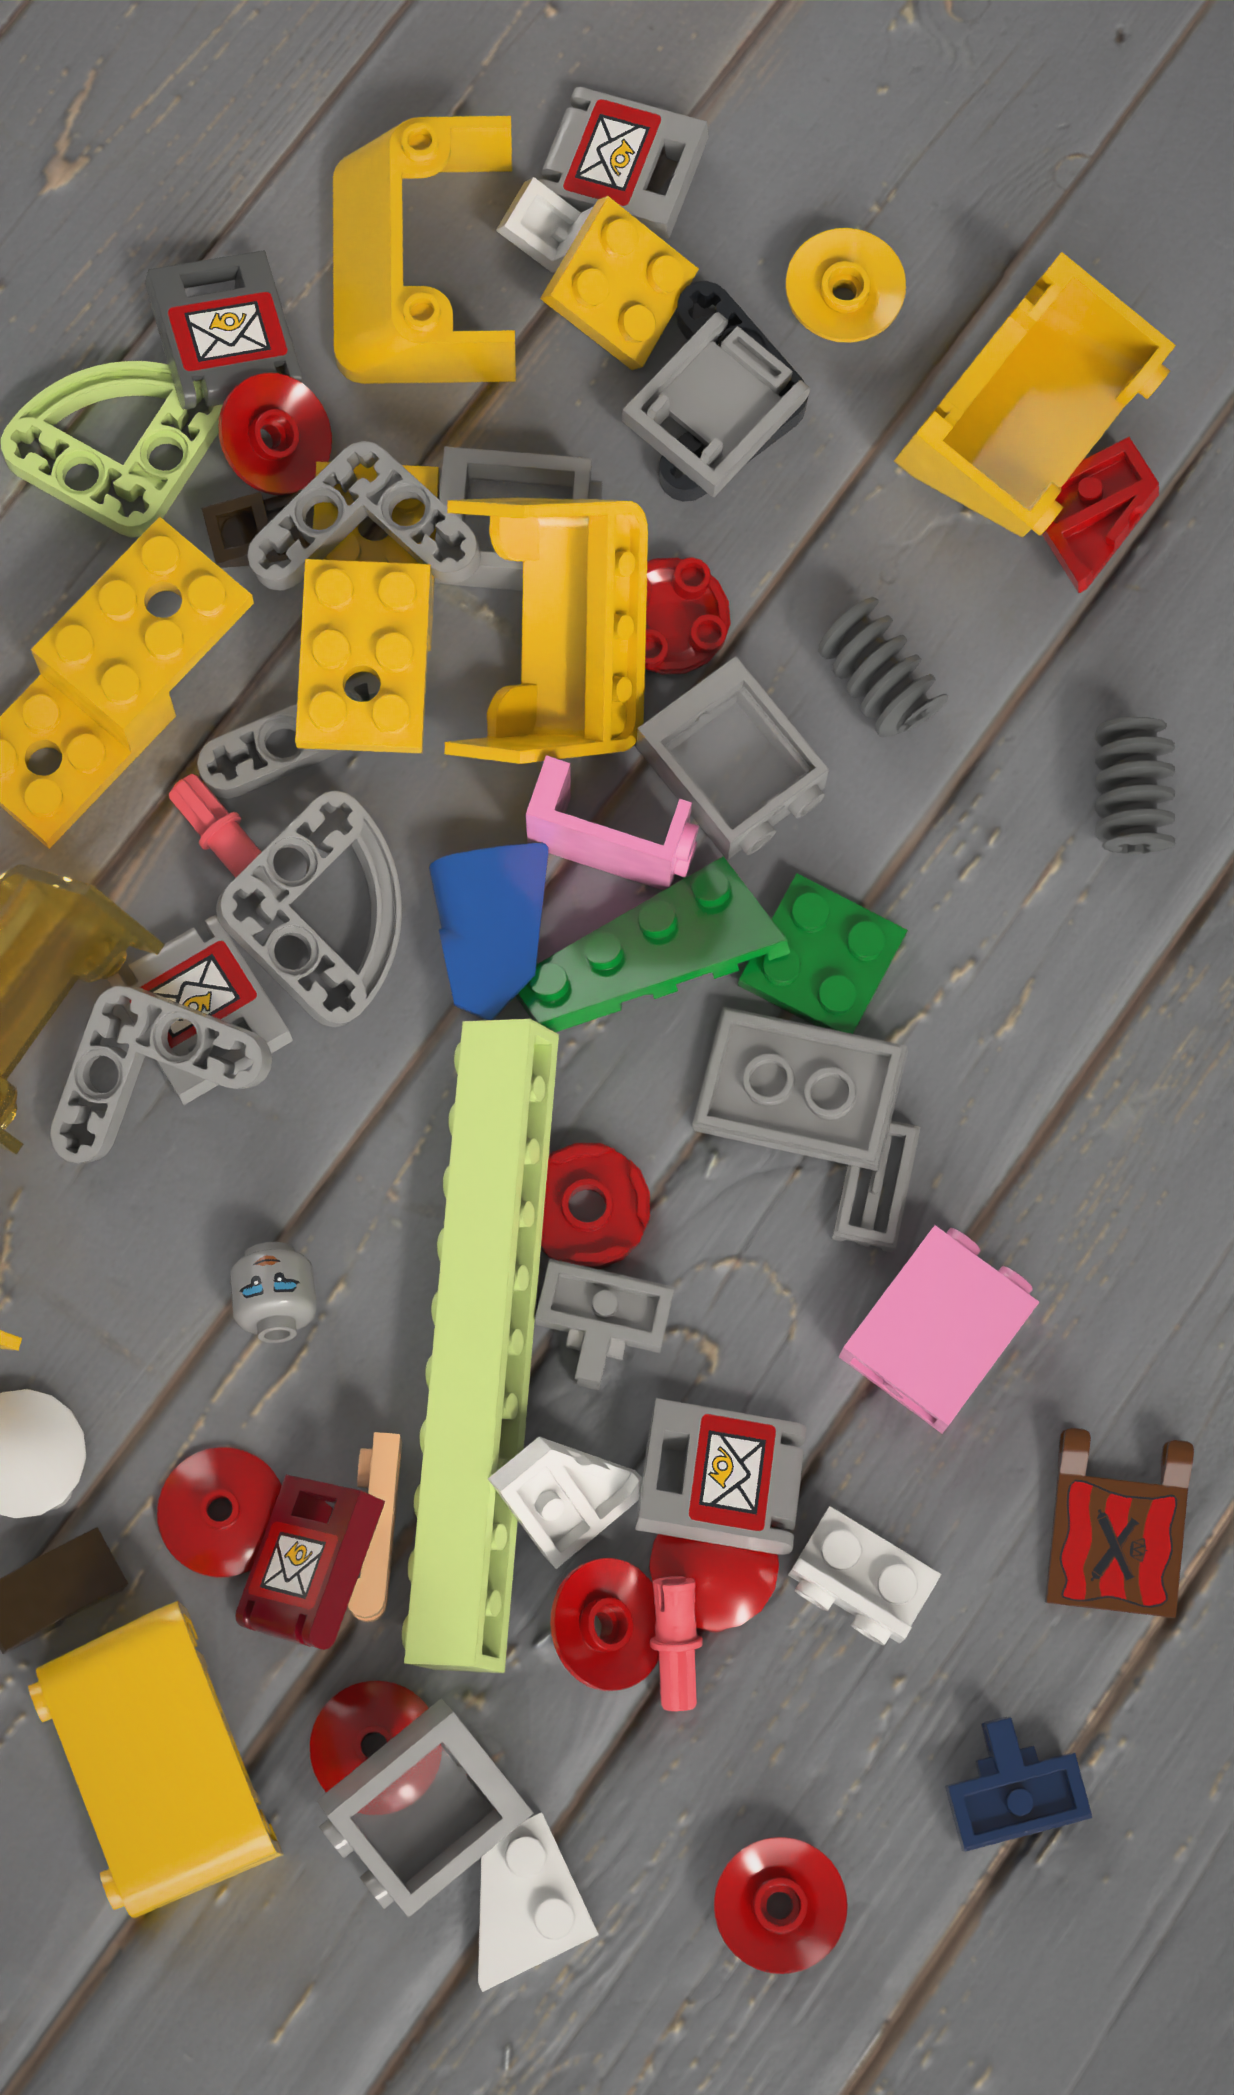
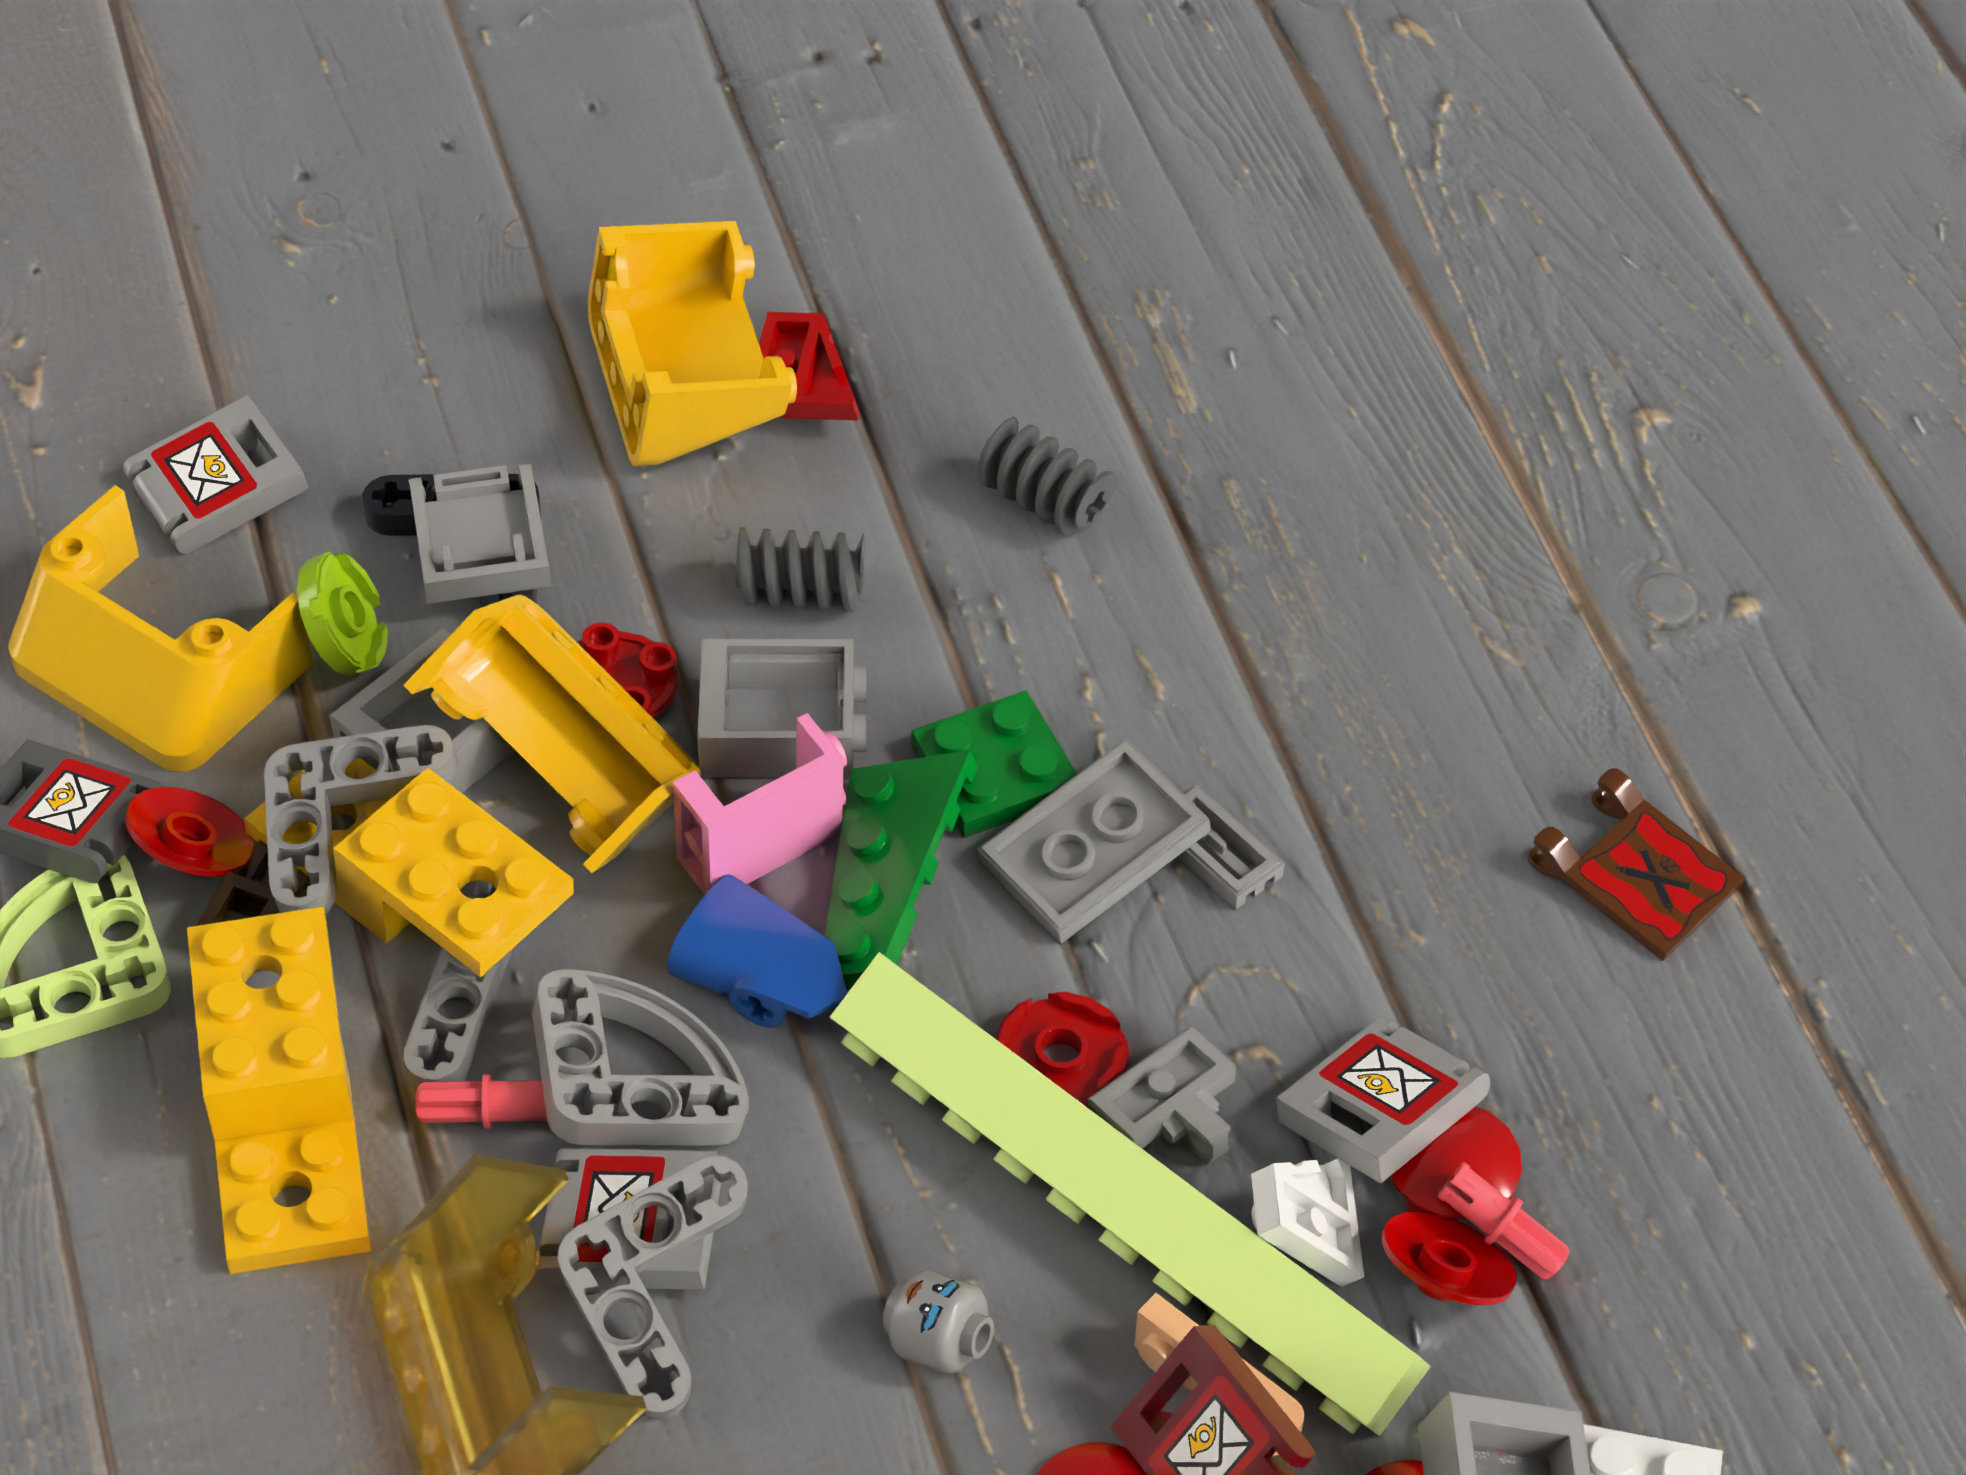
camera: 50 degrees left, 25 degrees down
(542, 224) = (220, 550): white bracket -> none
(546, 373) = (339, 613): none -> lime tile
(619, 283) = (311, 518): yellow plate -> none
(815, 1896) = (1801, 1269): red dish -> none
(849, 261) = (468, 401): yellow dish -> none
(864, 1577) = (1548, 1061): white bracket -> none
(940, 1327) = (1383, 872): bright pink panel -> none
(1015, 1792) = (1812, 1068): dark blue hinge -> none

